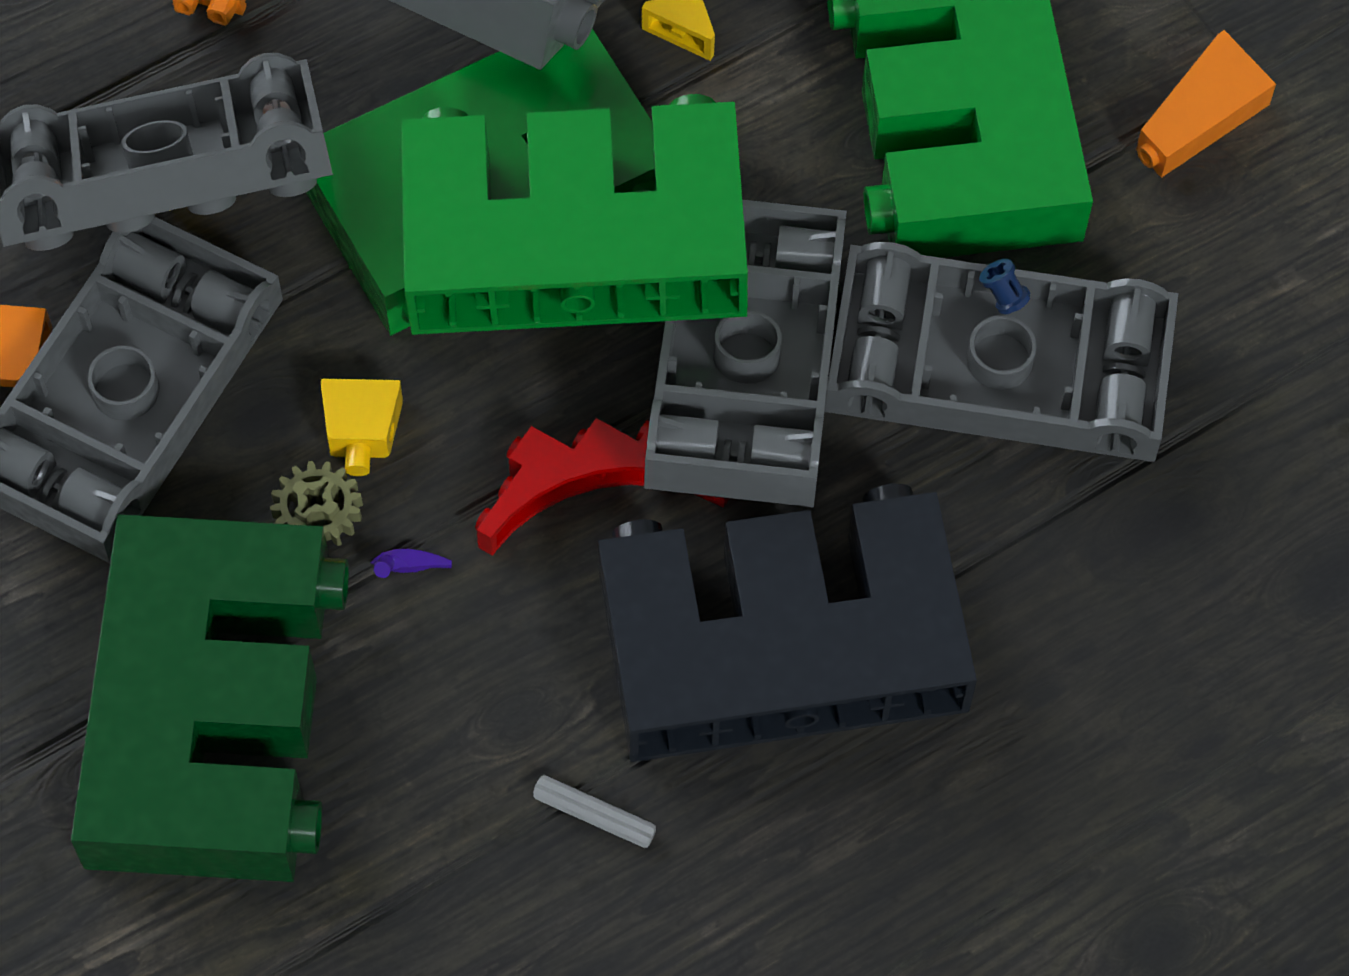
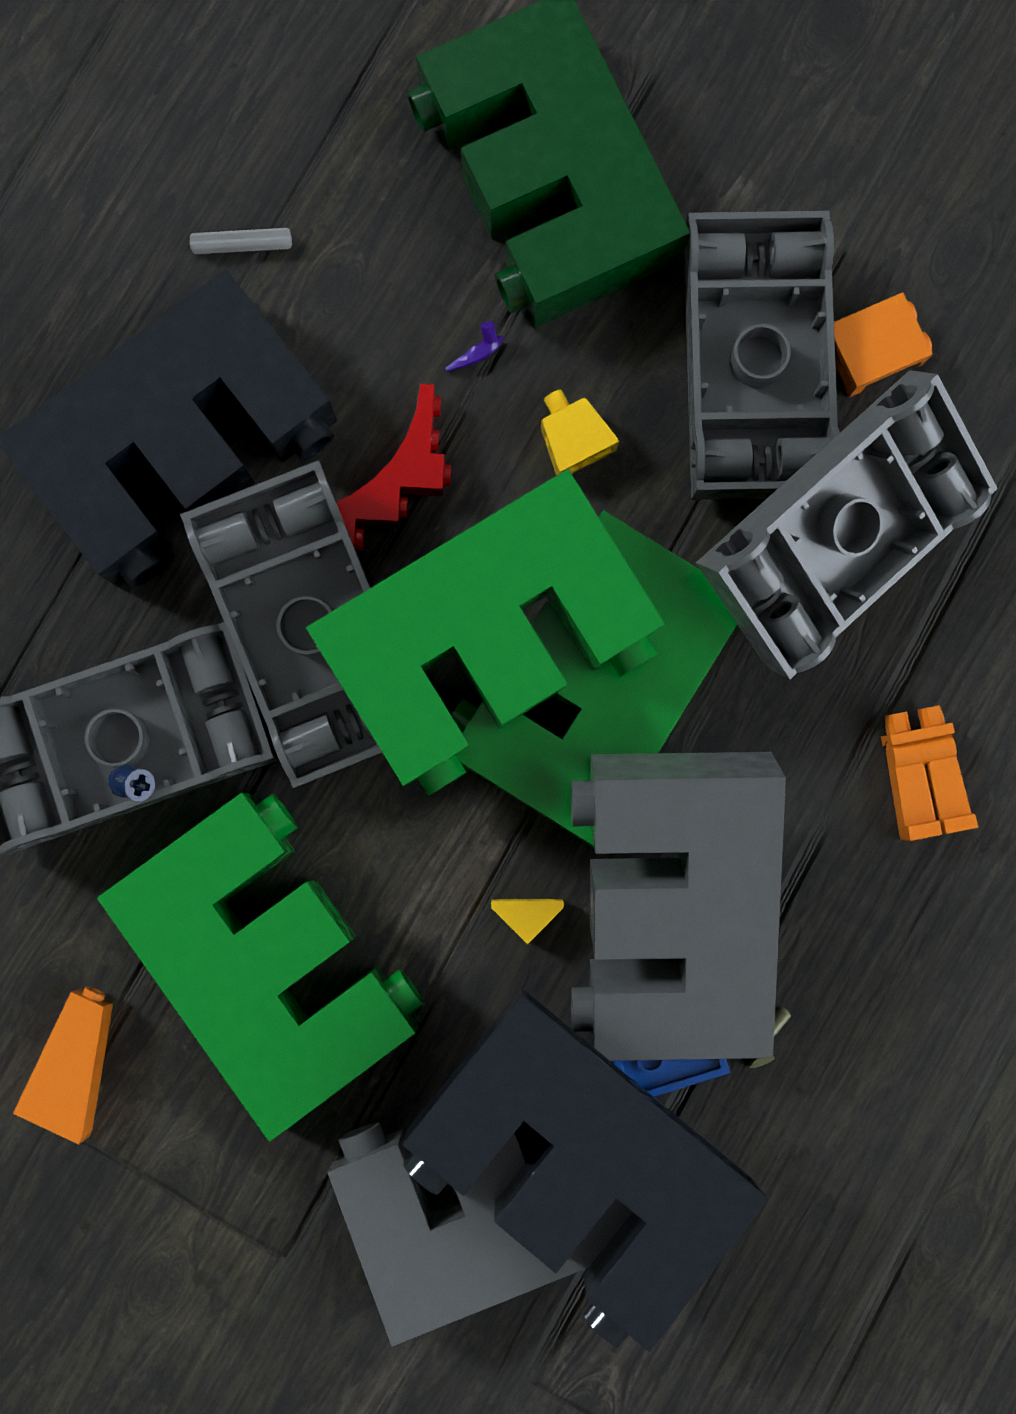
camera: 150 degrees right, 20 degrees up
(314, 489) = (551, 351): olive gear -> none

